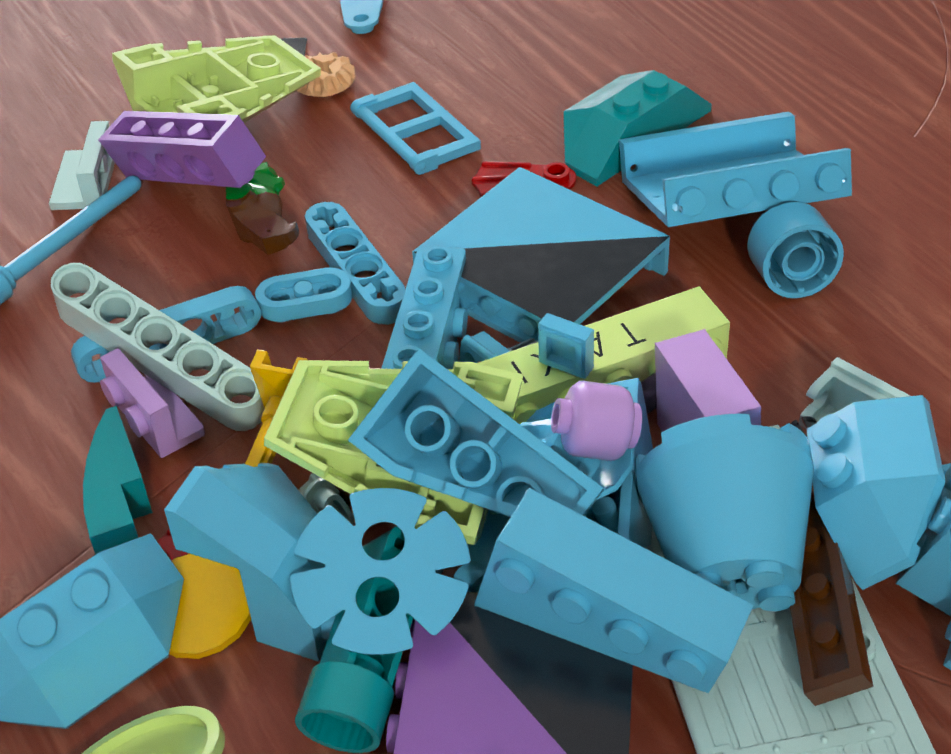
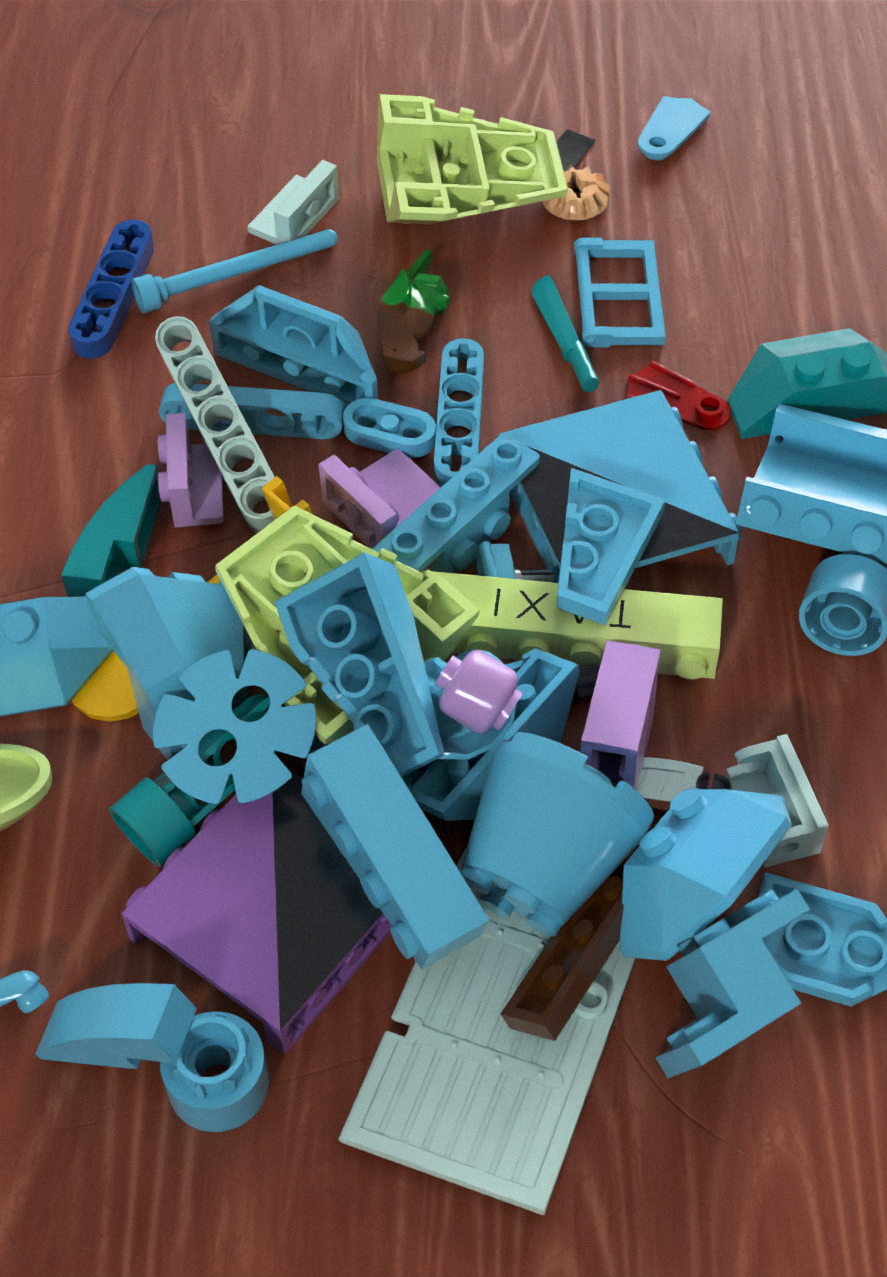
camera: 30 degrees right, 10 degrees up
(180, 256) = (294, 344): none -> medium azure wedge
(183, 148) = (373, 230): medium lavender brick -> none
(337, 337) = (376, 497): none -> lavender bracket
(382, 165) = (554, 312): none -> teal piece
(566, 345) = (542, 600): medium azure tile -> none
(574, 281) = (602, 543): none -> medium azure wing

